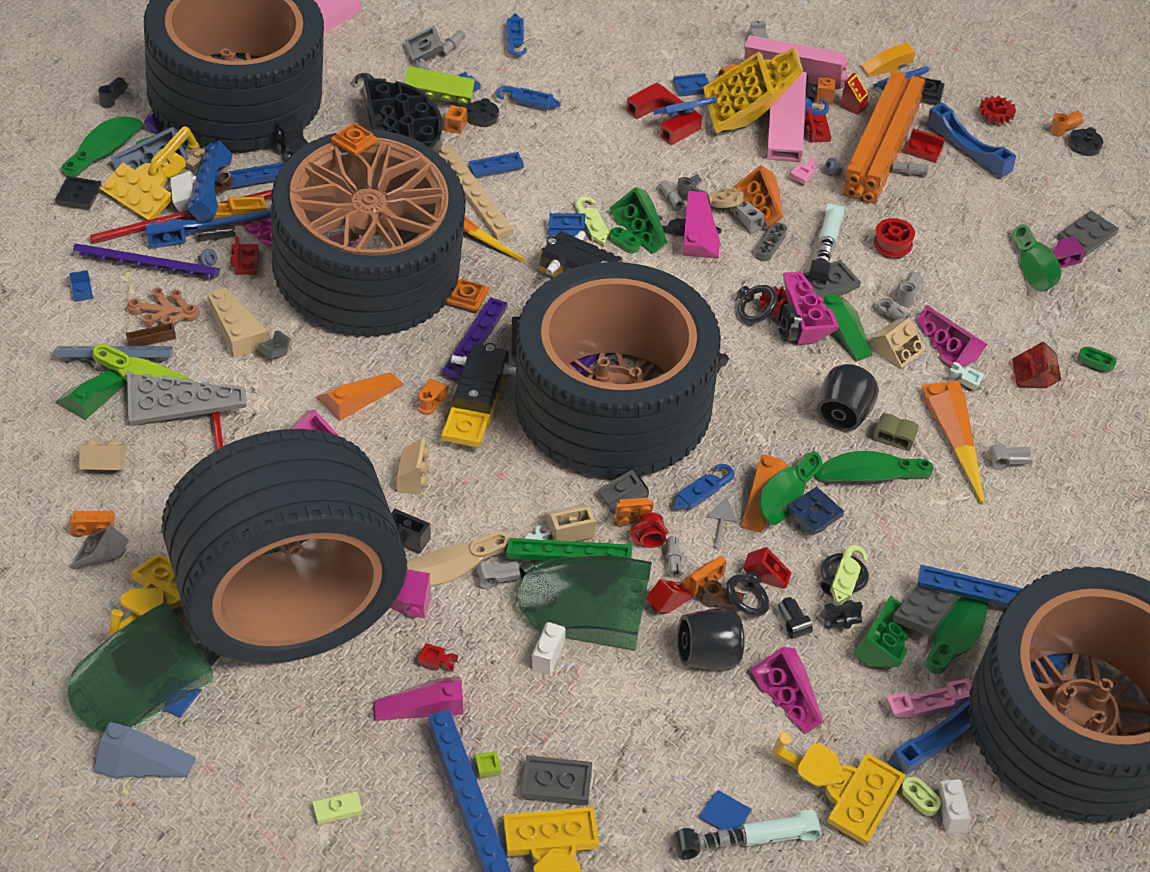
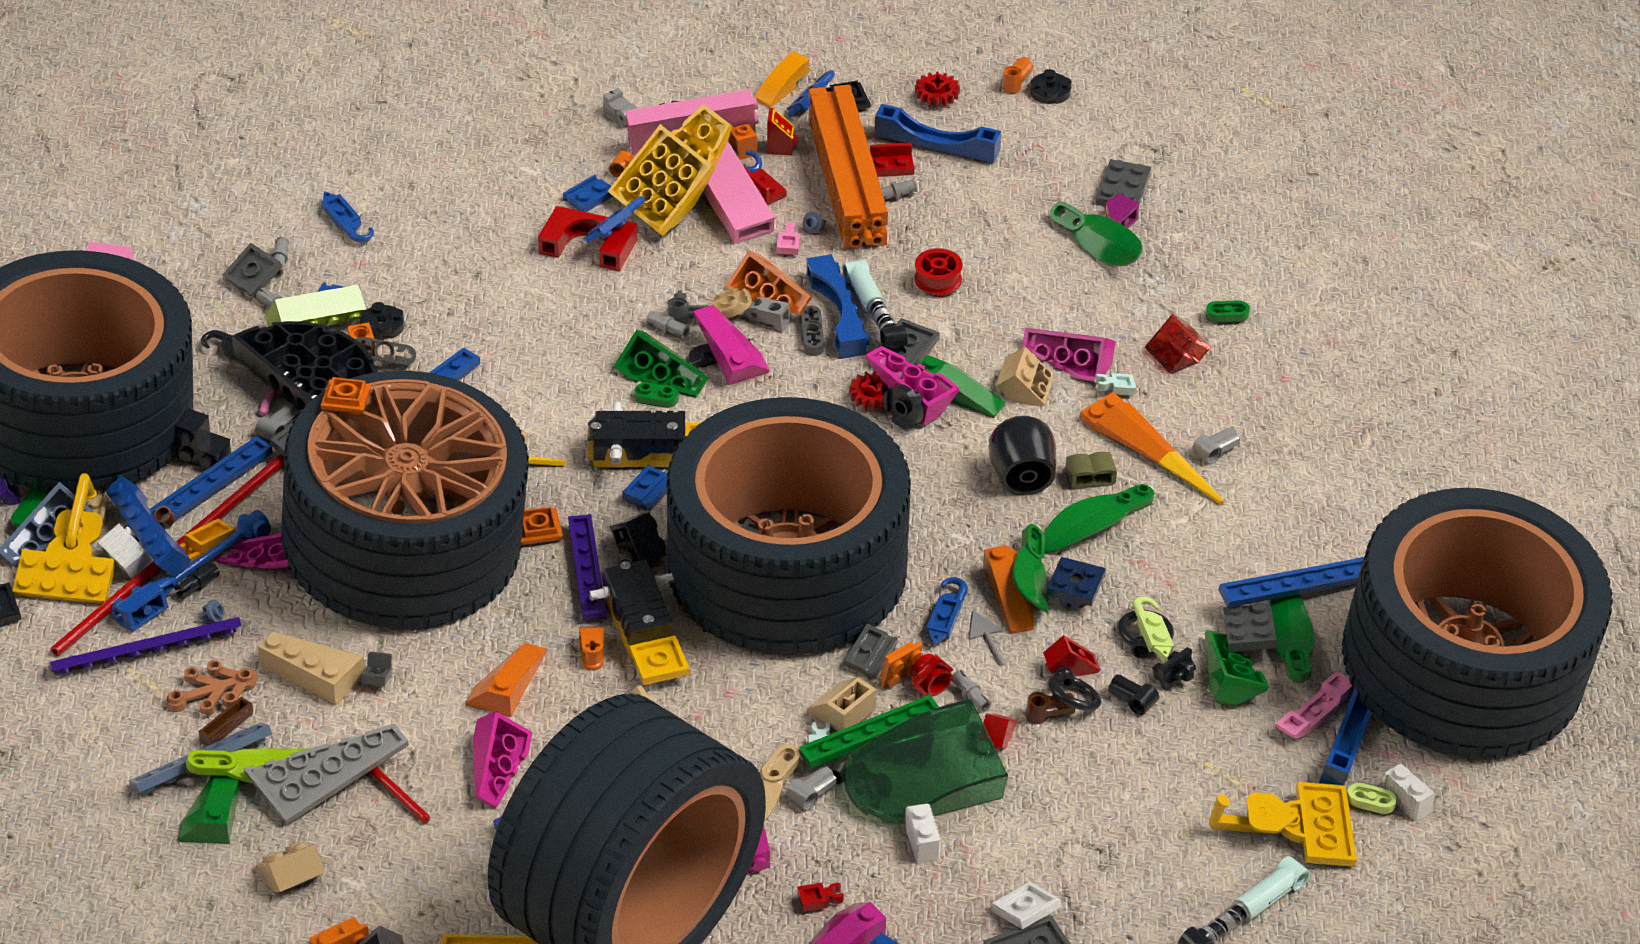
camera: 30 degrees left, 5 degrees down
(81, 285) = (91, 705): blue slope -> none
(245, 258) = (254, 594): red bracket -> none
(475, 134) = (401, 348): none -> dark grey beam
(529, 97) = (422, 282): blue plate -> none
(566, 222) = (581, 405): blue plate -> none
(580, 744) = (1026, 905): none -> white plate
(593, 222) = (604, 389): yellowish green plate -> none
(710, 571) = (1017, 694): orange bracket -> none
(711, 639) = (1075, 748): black piece -> none
(724, 812) = (1205, 901): blue piece -> none
(746, 295) = (835, 395): black piece -> none
(788, 685) = (1174, 757): dark pink wedge -> none
(793, 253) = (826, 278): none -> blue arch
(894, 309) = (994, 349): light grey connector -> none
(909, 289) = (993, 319): light grey piece -> none

